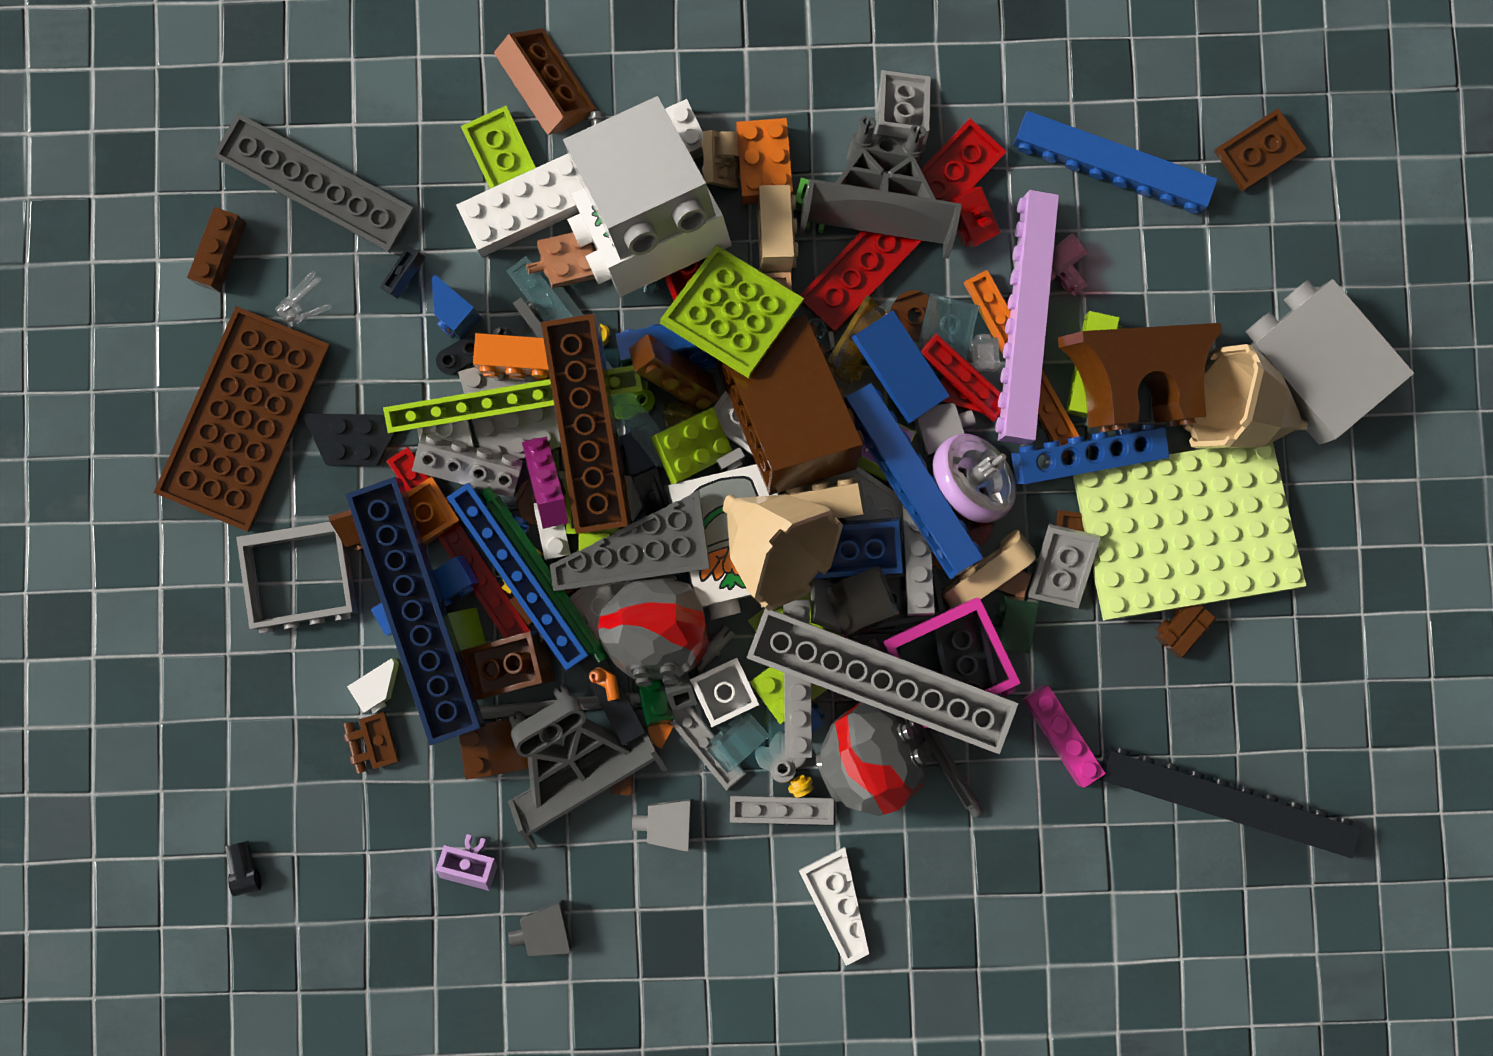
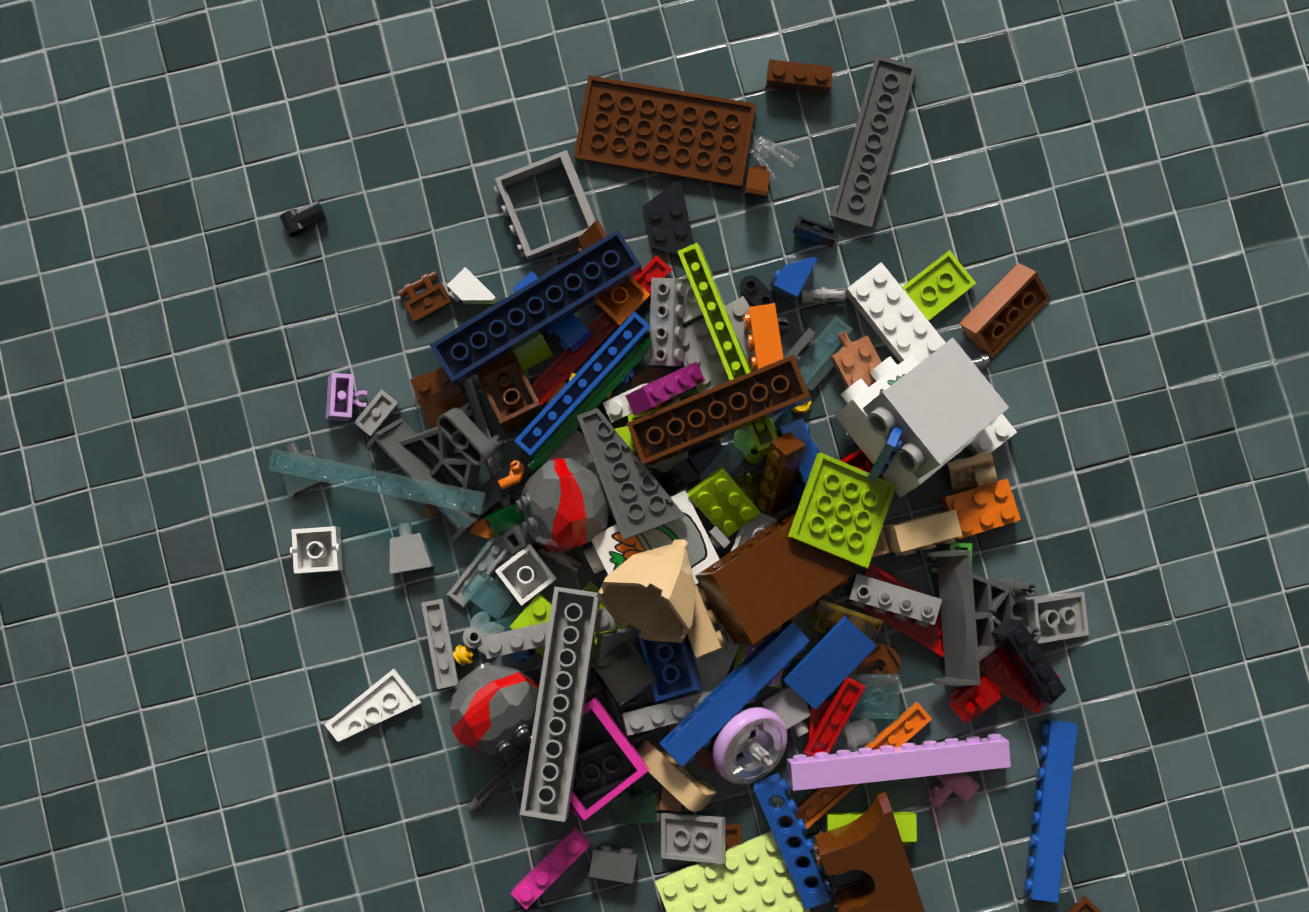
camera: 85 degrees right, 0 degrees up
(328, 324) = (757, 181): none -> reddish brown slope
(479, 280) = (823, 295): none -> light grey pin
(495, 828) = (376, 413): none -> light grey plate
(576, 844) = (377, 481): none -> clear light blue plate
(640, 932) = (316, 550): none -> white brick
(680, 244) = (886, 455): none -> plate
(844, 279) = (895, 599): none -> light grey brick
(946, 145) = (1028, 660): none -> black brick
(1074, 664) = (613, 864): none -> dark grey brick

